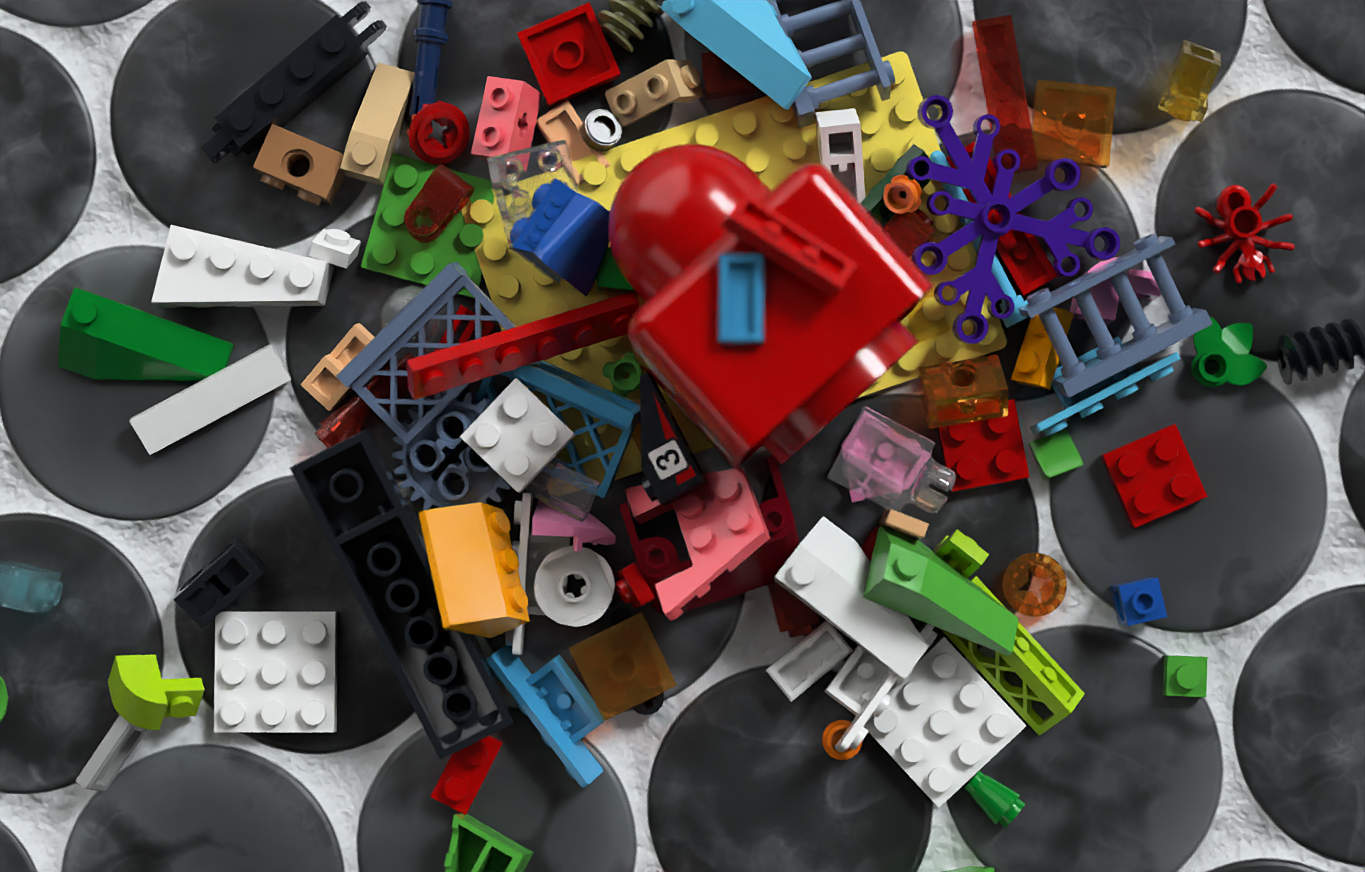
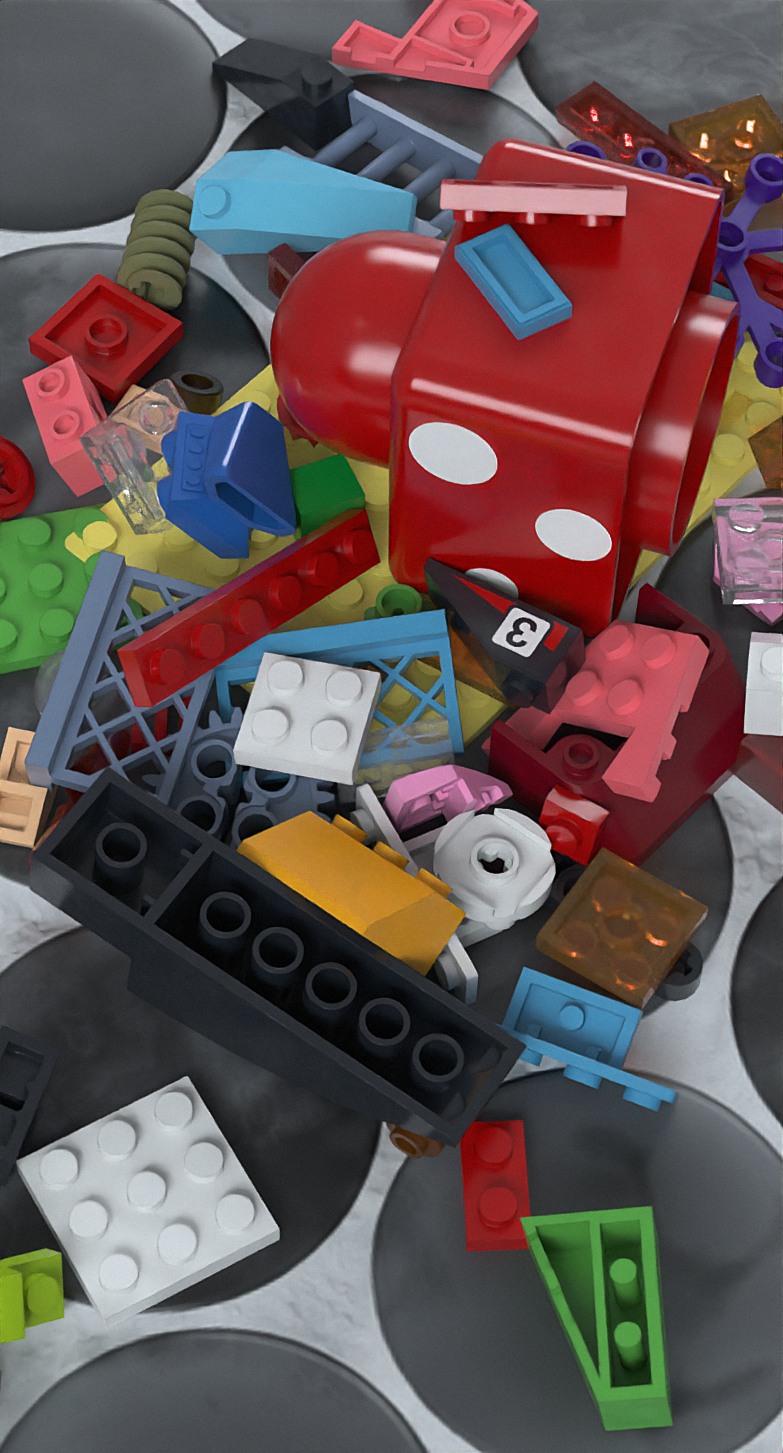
camera: 30 degrees left, 30 degrees down
(442, 199) = (40, 542): clear red piece -> none
(653, 89) = (228, 324): tan bracket -> none

